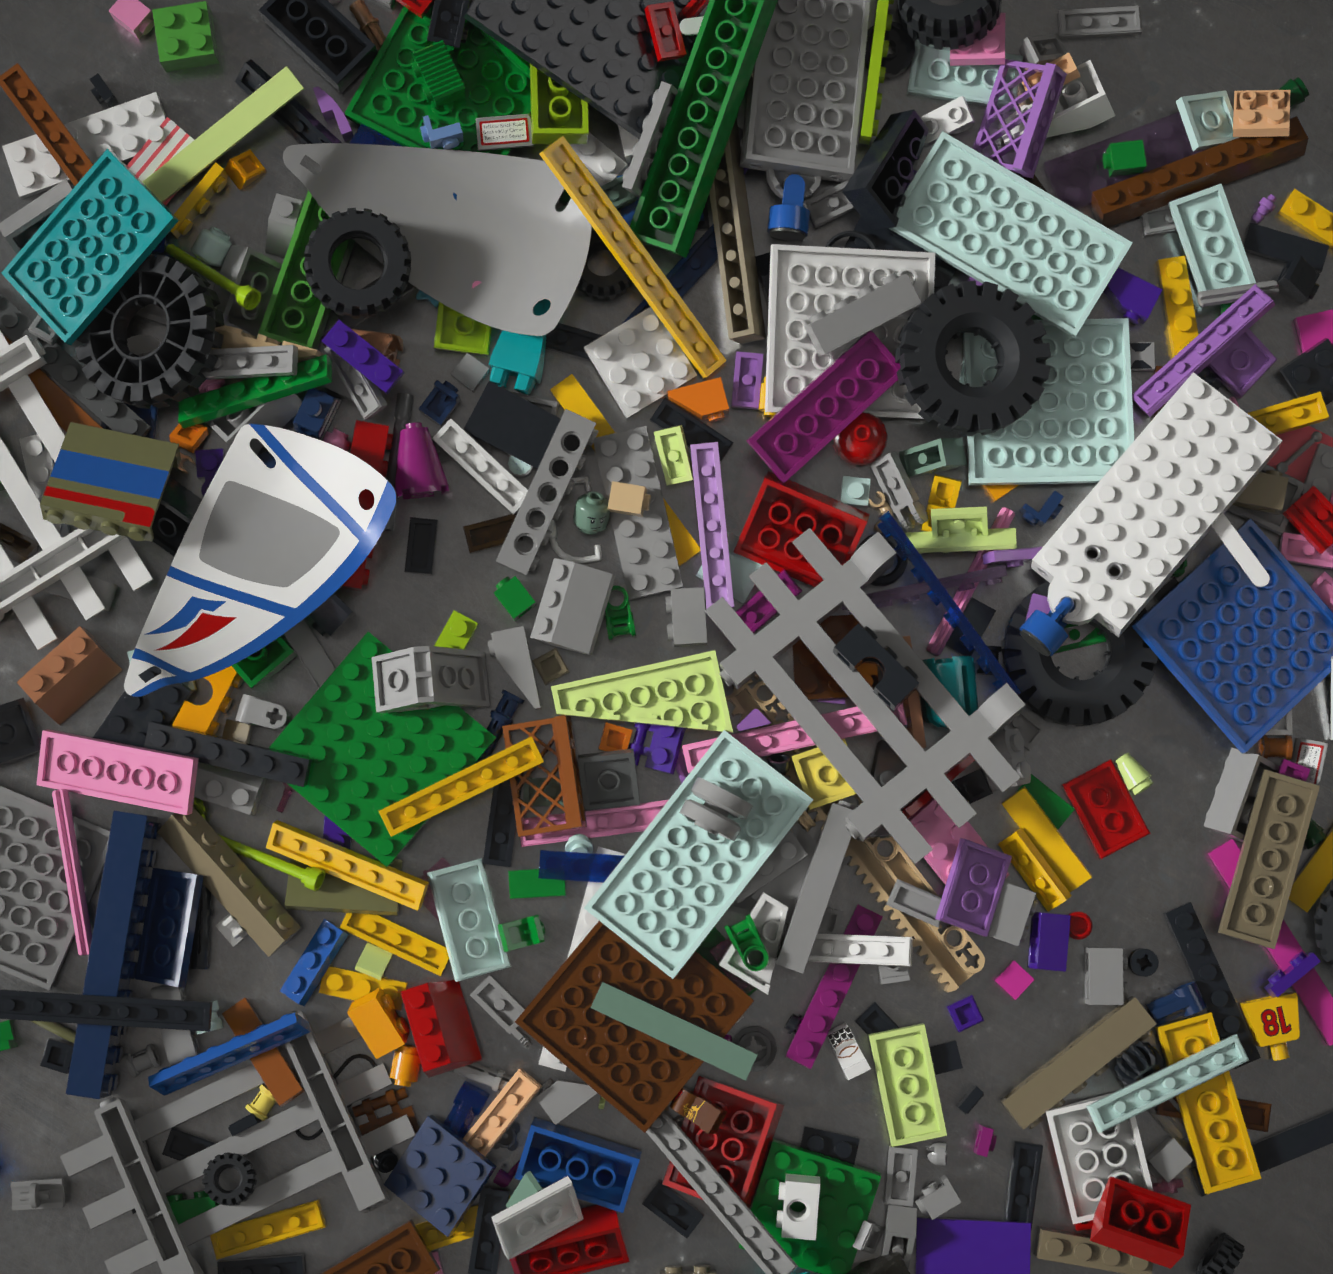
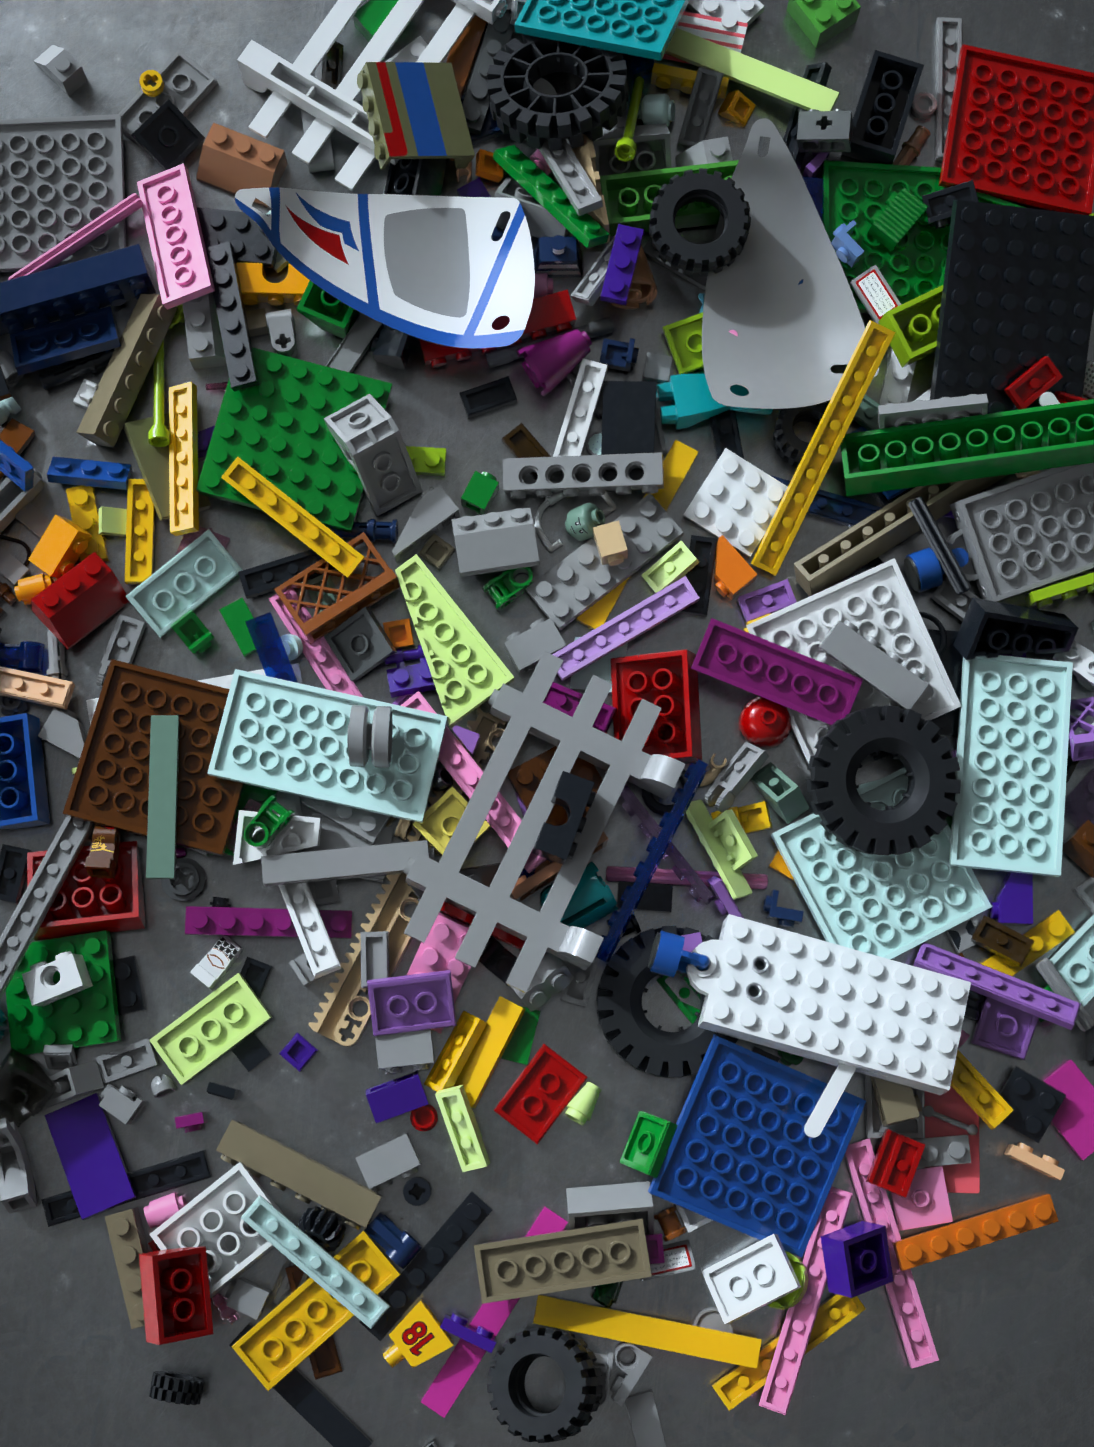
camera: 60 degrees right, 5 degrees down
(231, 204) = (700, 107): none -> dark grey tile
(330, 89) = (825, 131): none -> dark grey brick
(777, 196) = (939, 545): none -> black axle
(855, 491) = (716, 739): light aqua plate -> none
(1014, 980) = (348, 1082): dark pink tile -> none
(1054, 1201) = (163, 1208): none -> bright pink brick
(1107, 894) = (462, 1128): none -> yellowish green plate
(1164, 324) = (1002, 941): none -> dark brown plate
(1199, 732) = (648, 1144): none -> green tile

